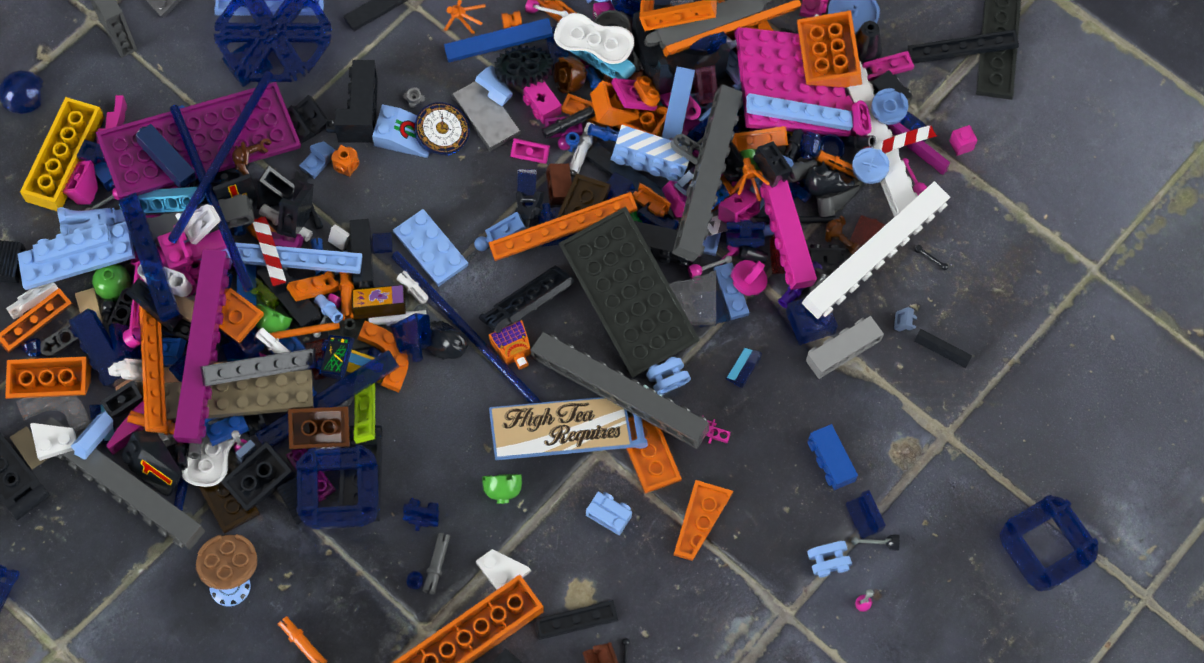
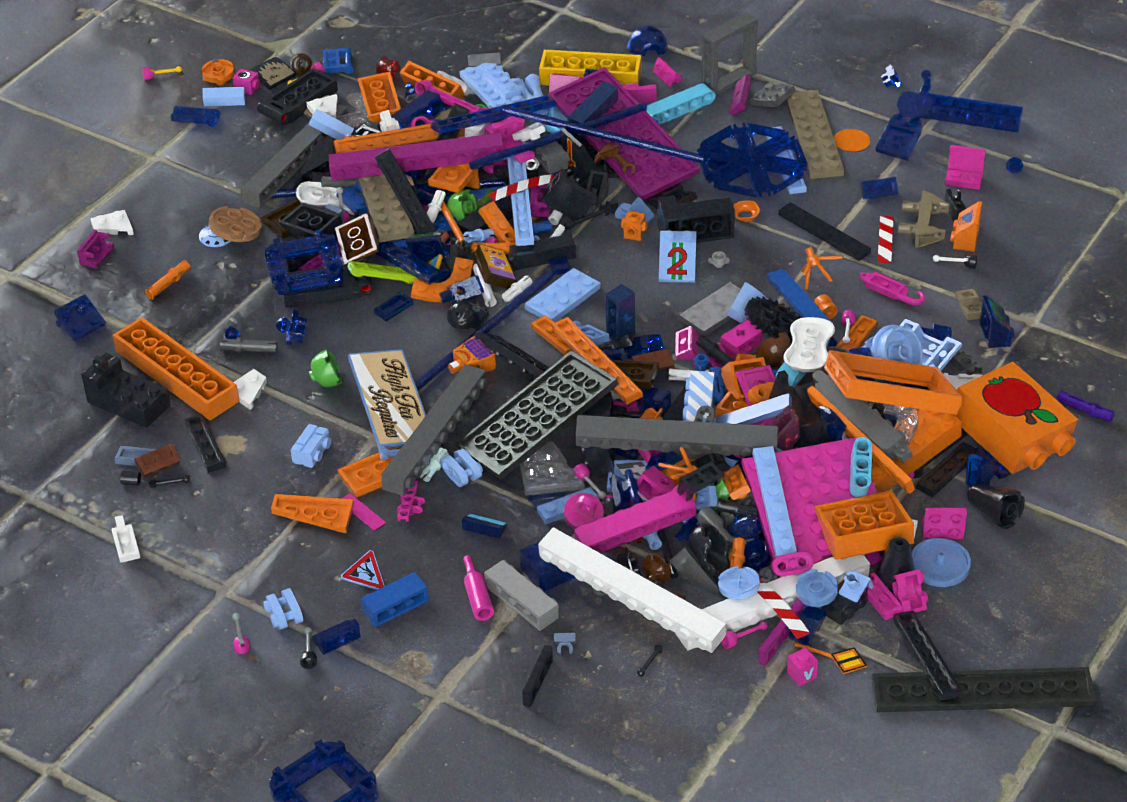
camera: 85 degrees right, 25 degrees down
(85, 84) = (666, 73): none -> dark pink hinge
(88, 299) = (446, 98): none -> dark pink piece
(148, 80) = (681, 103): none -> medium azure beam
(151, 21) = (740, 95): none -> magenta tile
(340, 50) = (748, 206): none -> orange piece
(405, 411) = (393, 306): none -> clear blue tile
(441, 129) = (687, 278): tile -> none
(488, 266) = (544, 328): none -> orange plate
(499, 193) = (620, 312): none -> dark blue brick
(704, 475) = (365, 514): none -> dark pink sticker
(778, 33) = (862, 459): none -> medium azure beam
(795, 479) = (365, 572): none -> piece
(832, 384) = (477, 592): none -> dark pink piece
(891, 40) = (909, 592): none -> dark pink cylinder
(891, 76) = (855, 585): none -> light blue bracket
(950, 108) = (846, 660): none -> piece

